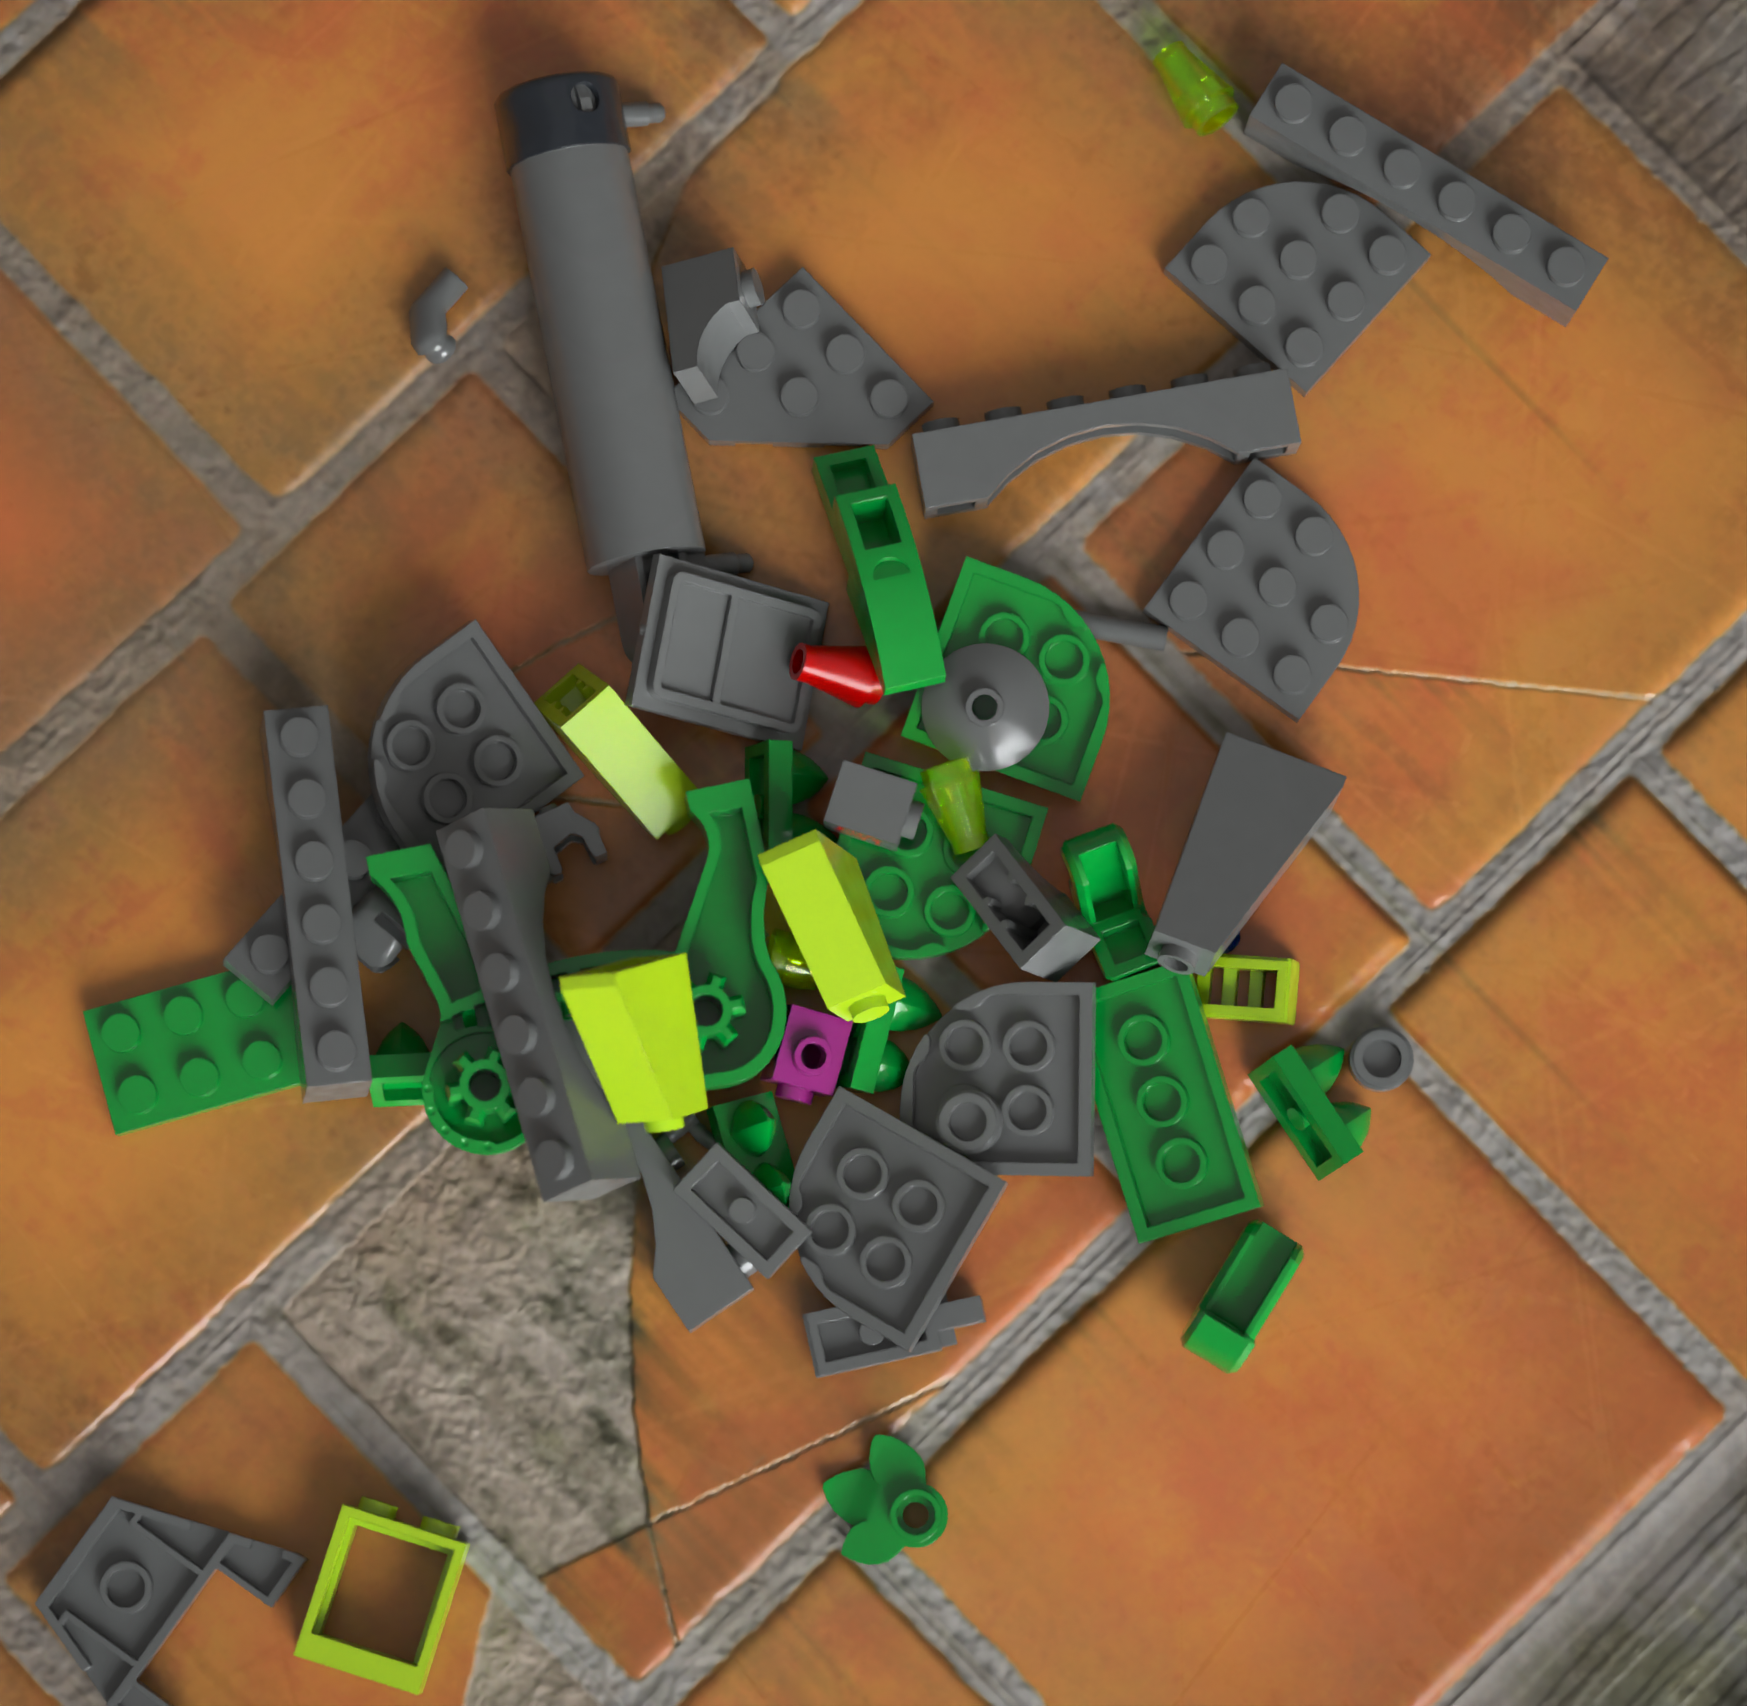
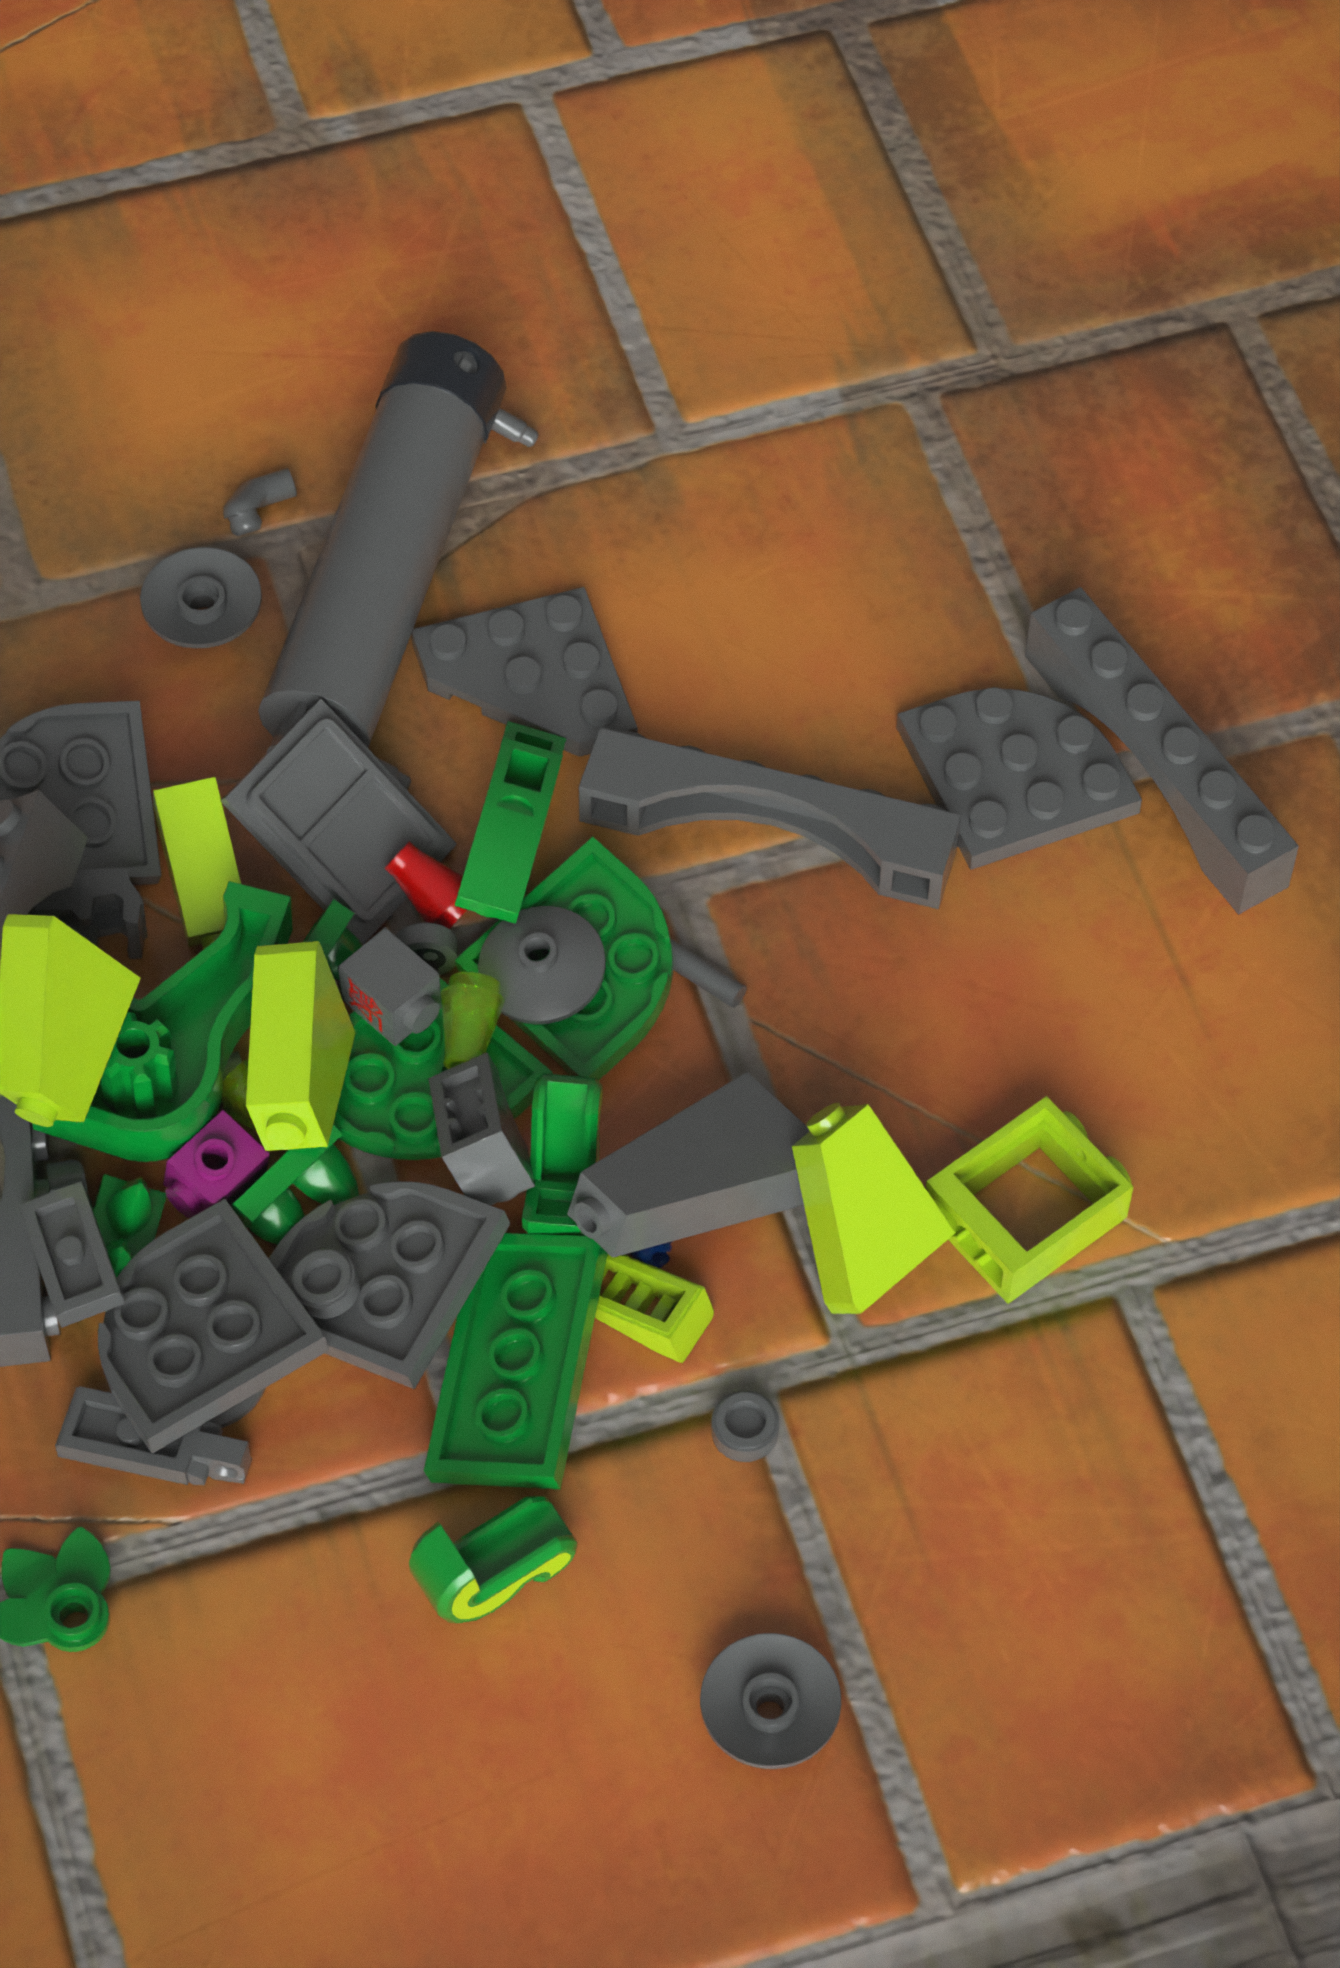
camera: 30 degrees right, 25 degrees down
(447, 428) = (199, 580): none -> dark grey dish
(708, 313) = (478, 575): dark grey arch -> none
(867, 735) = (432, 943): none -> dark grey tile
(1197, 92) = (998, 600): clear neon green cone -> none
(1265, 591) = (849, 998): dark grey plate -> none
(1295, 1091) = (646, 1411): green tile -> none
(1395, 823) = (862, 1207): none -> lime slope
(1496, 785) = (985, 1241): none -> lime window
(1564, 1300) = (776, 1671): none -> dark grey dish

